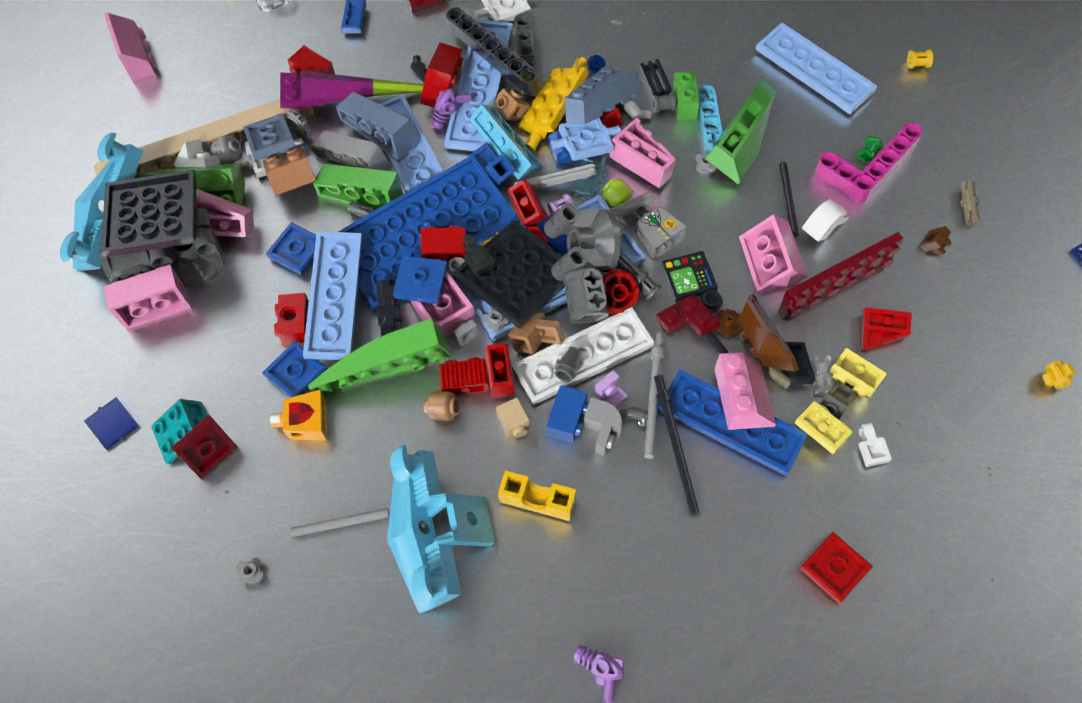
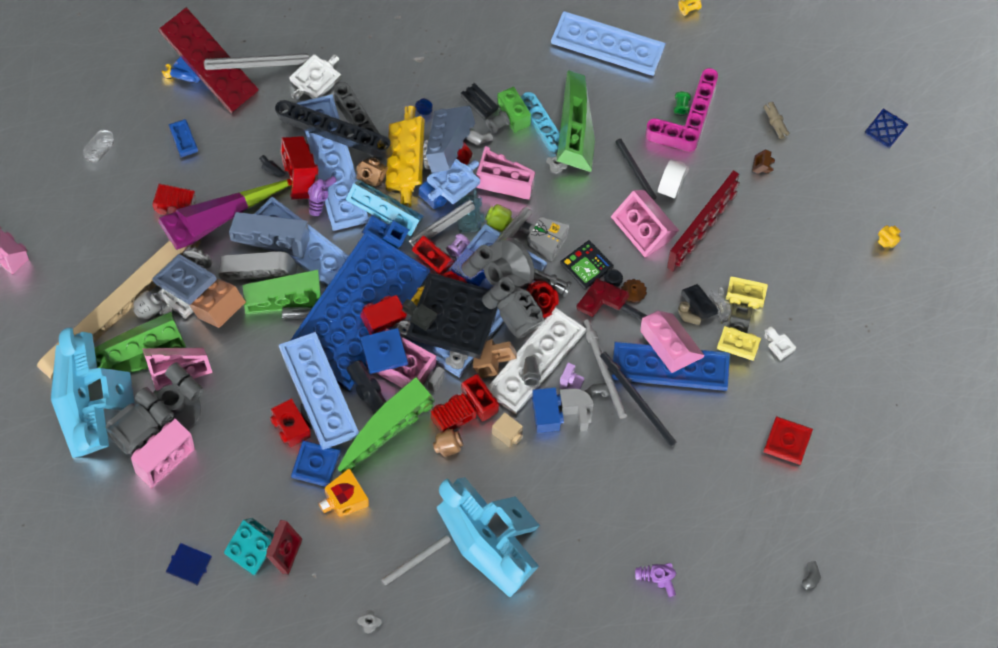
camera: 30 degrees left, 0 degrees up
(149, 213) = (138, 382): black plate -> none
(193, 156) = (125, 323): white slope -> none
(294, 248) = (257, 365): blue plate -> none
(522, 493) = (569, 477): yellow arch -> none
(764, 337) = (667, 292): reddish brown wedge -> none
(884, 327) = (751, 248): red wing -> none

